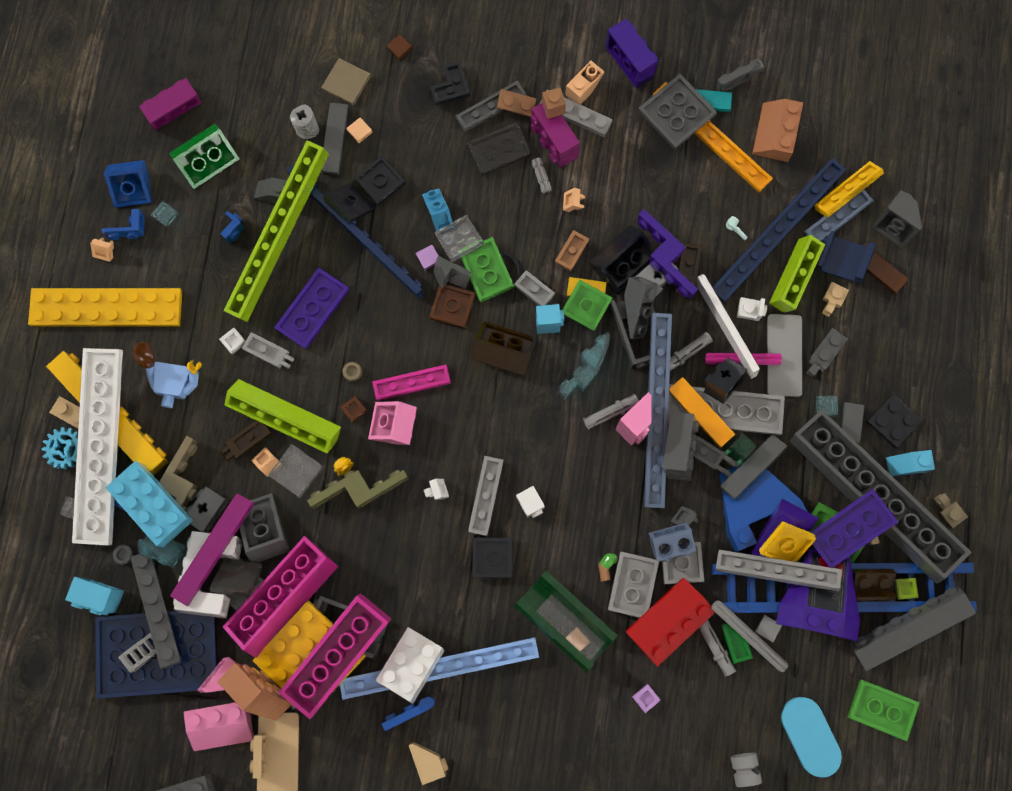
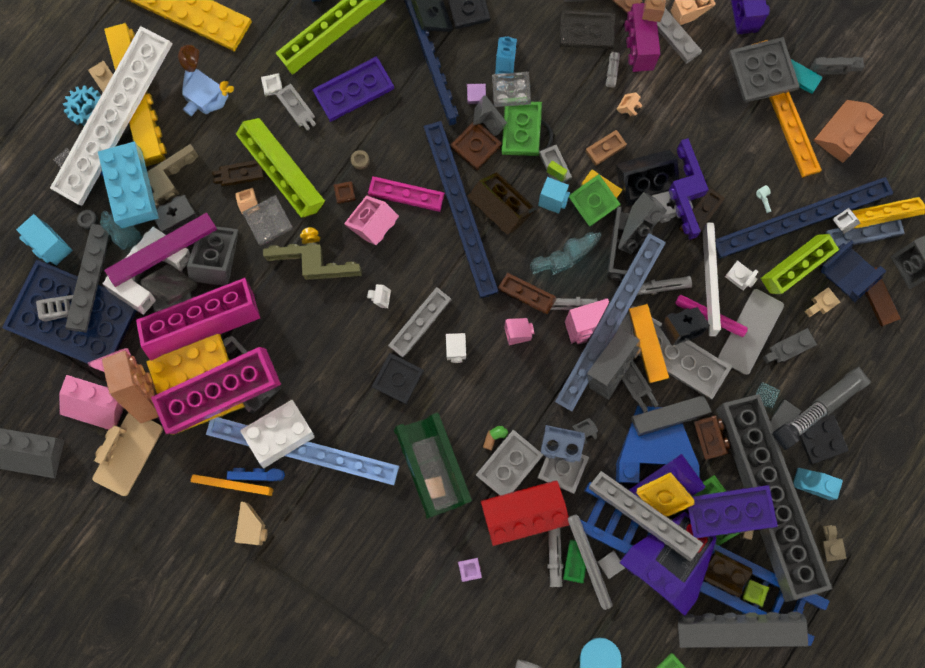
camera: 25 degrees right, 0 degrees up
(389, 734) = (232, 485): none -> light orange tile
(469, 373) = (460, 209): none -> dark blue plate
(540, 295) = (557, 171): none -> lime tile
(569, 420) = (527, 293): none -> reddish brown tile
(579, 459) = (518, 330): none -> bright pink slope
(740, 449) = (667, 393): clear green brick -> none
(799, 468) = (712, 437): none -> reddish brown bracket
(818, 214) = (846, 221): none -> light grey tile
(896, 356) = (852, 382): none -> piece

